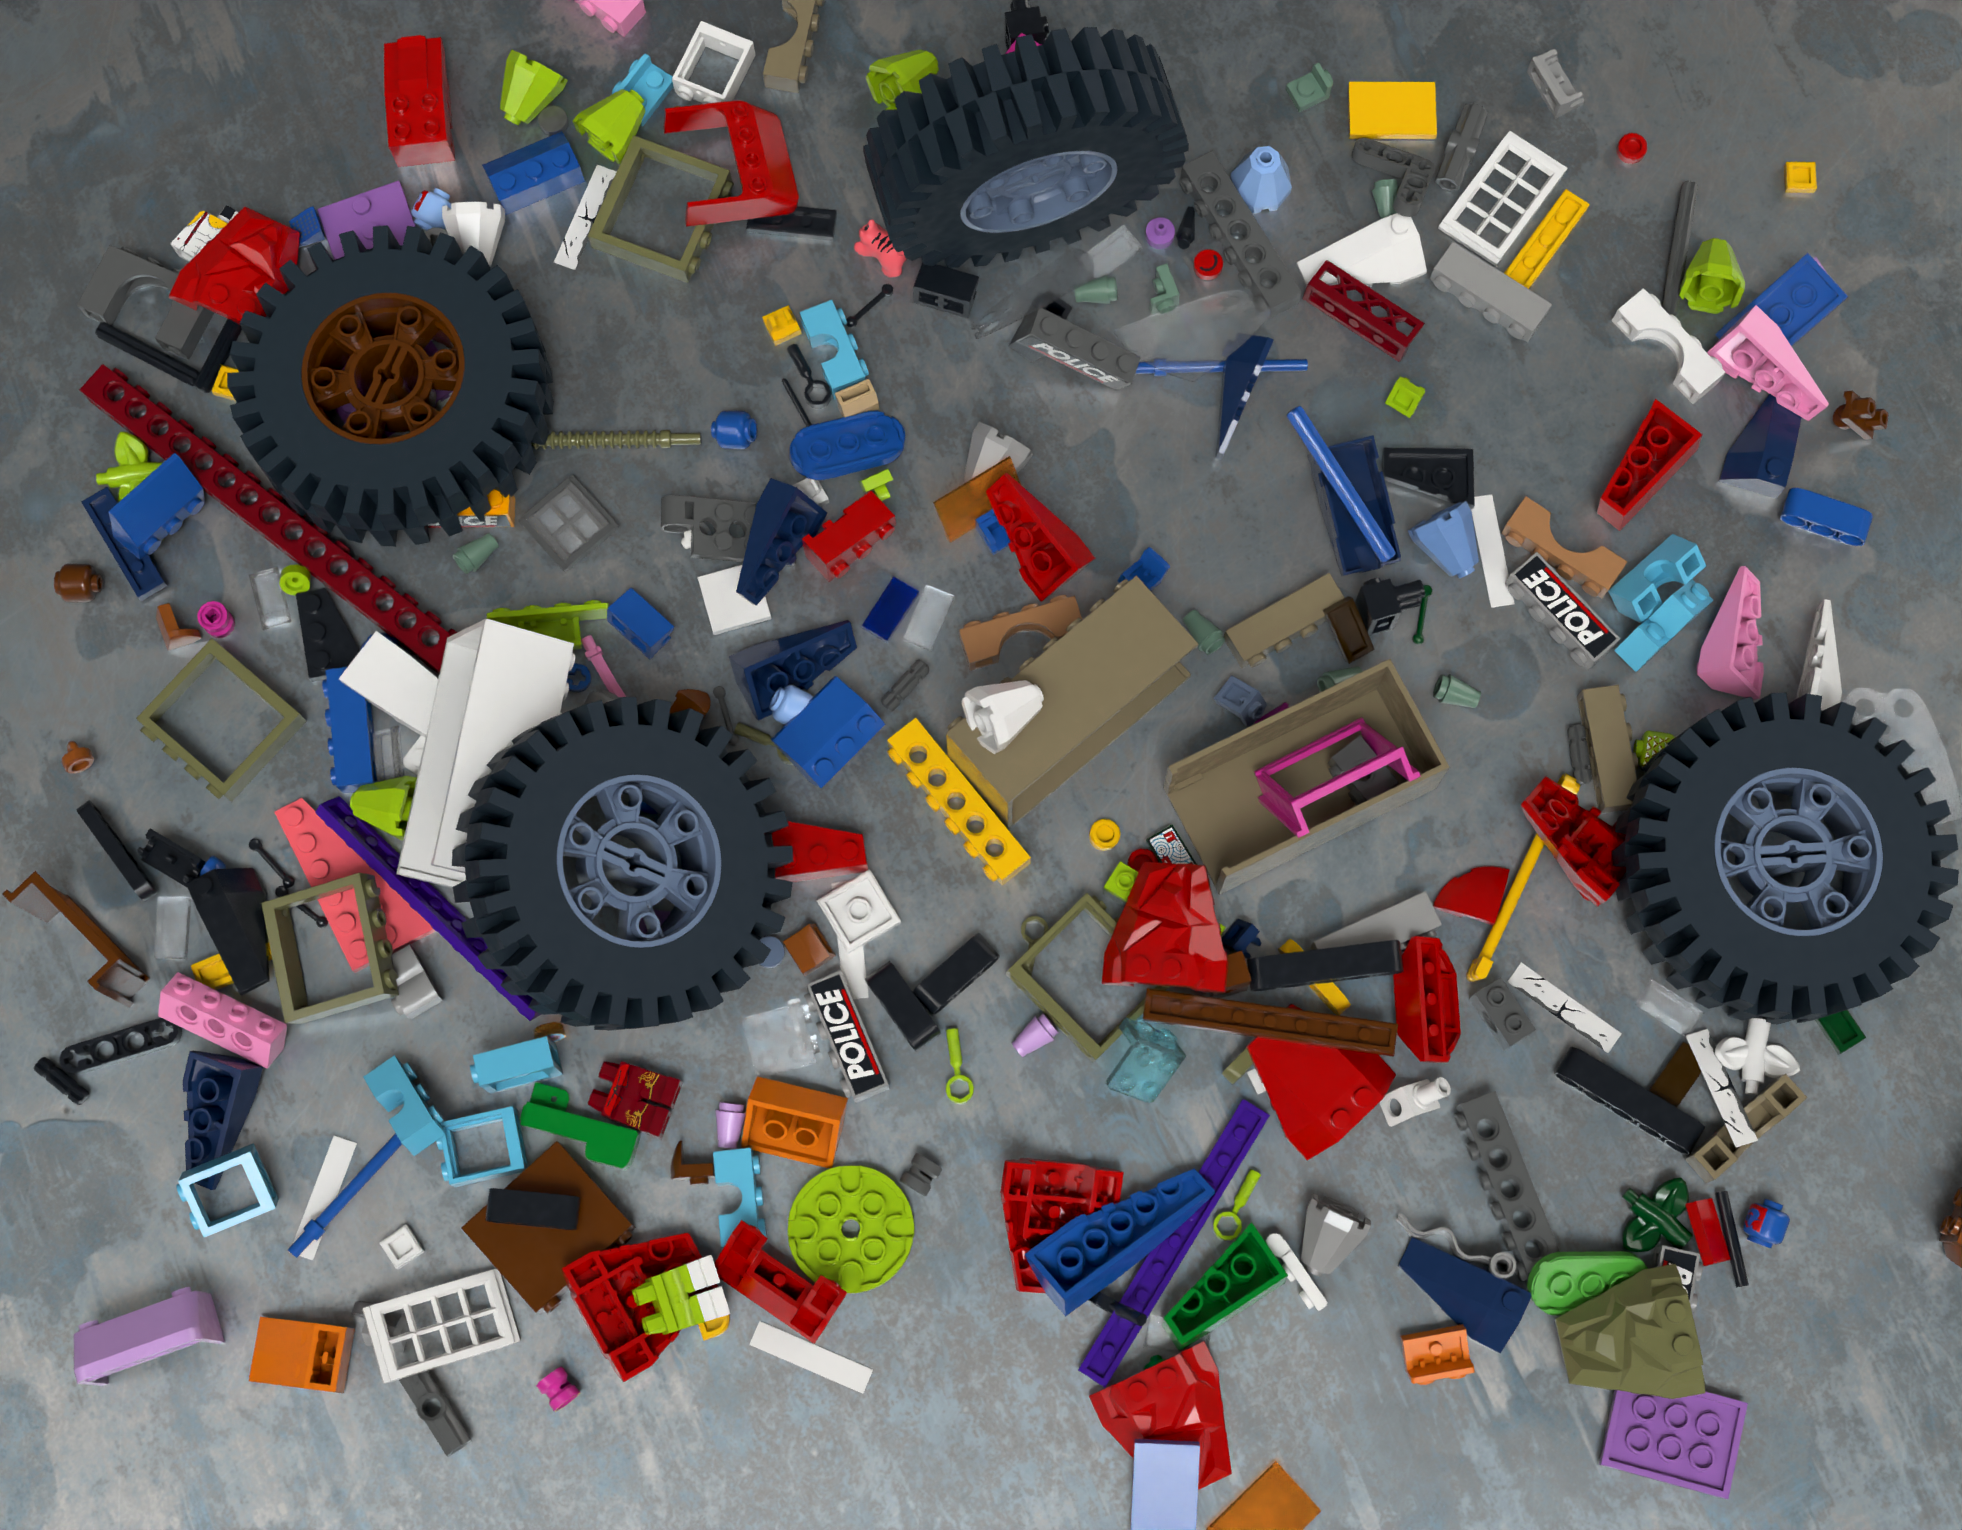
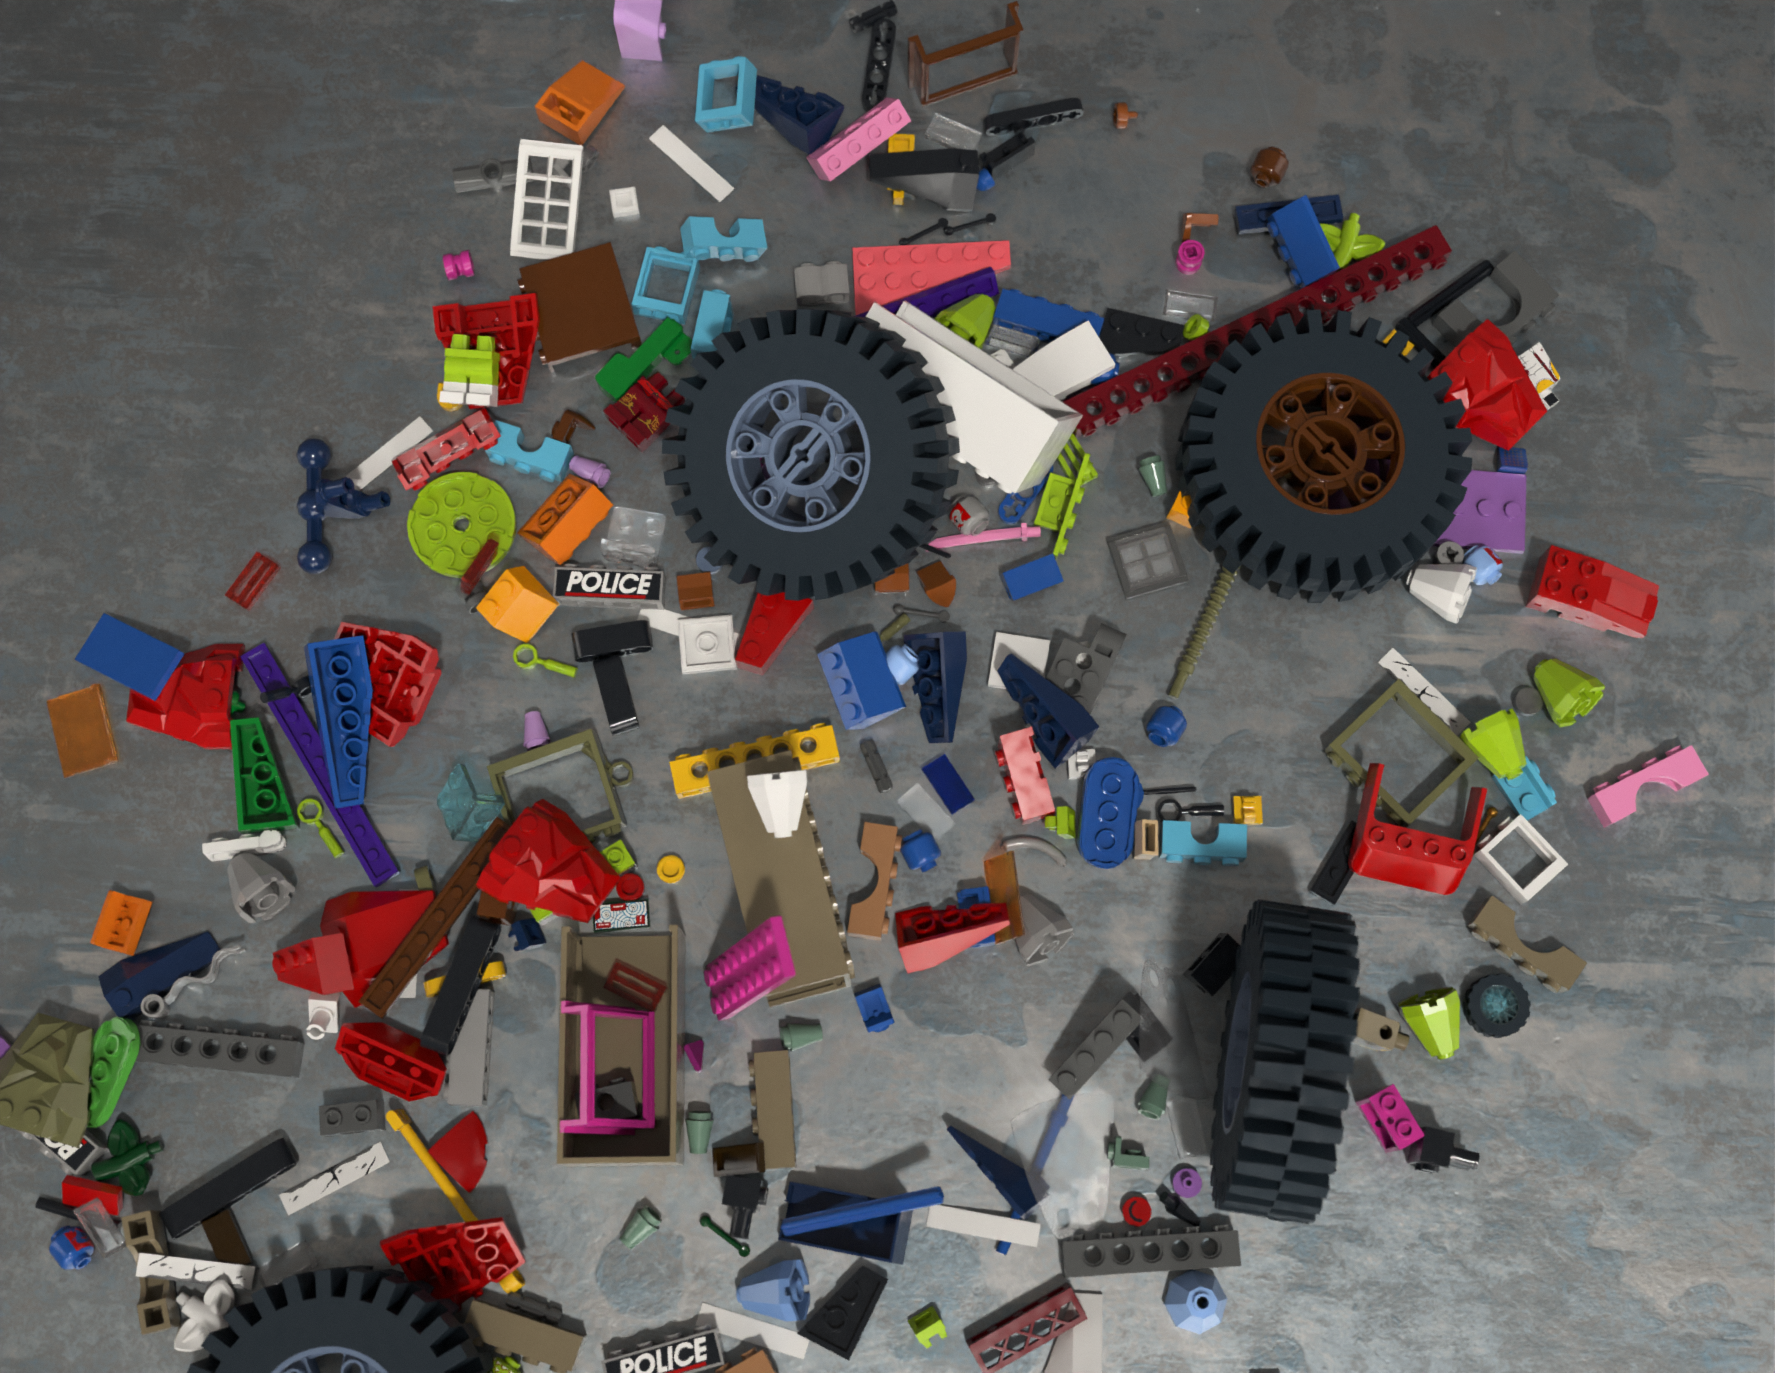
camera: 115 degrees right, 0 degrees up
(261, 754) = (1120, 265): olive window -> none
(286, 957) = (877, 202): olive window -> none
(315, 1228) = (669, 148): blue bar -> none
(533, 1209) = (593, 294): black beam -> none
(534, 173) = (1484, 662): blue slope -> none
(862, 35) = (1496, 1005): none -> black wheel
(887, 290) = (1240, 915): black hinge -> none
(892, 1174) = (479, 566): none -> clear red tile
(903, 1394) = (327, 499): none -> dark blue connector
(909, 501) = (1034, 843): none -> light grey piece
(911, 1117) = (517, 604): none -> light orange slope
(970, 601) = (920, 851): none -> blue head
(1020, 1425) = (261, 586): none -> clear red tile
(1179, 668) = (749, 969): none -> dark pink plate
(1238, 831) = (656, 998): none -> clear red tile
(1241, 700) = (724, 1036): sand blue bracket -> none
(1287, 379) = (983, 1225): none -> white sticker
(1381, 1118) = (315, 965): none -> red wedge
(1733, 1204) = (100, 1227): none -> clear tile

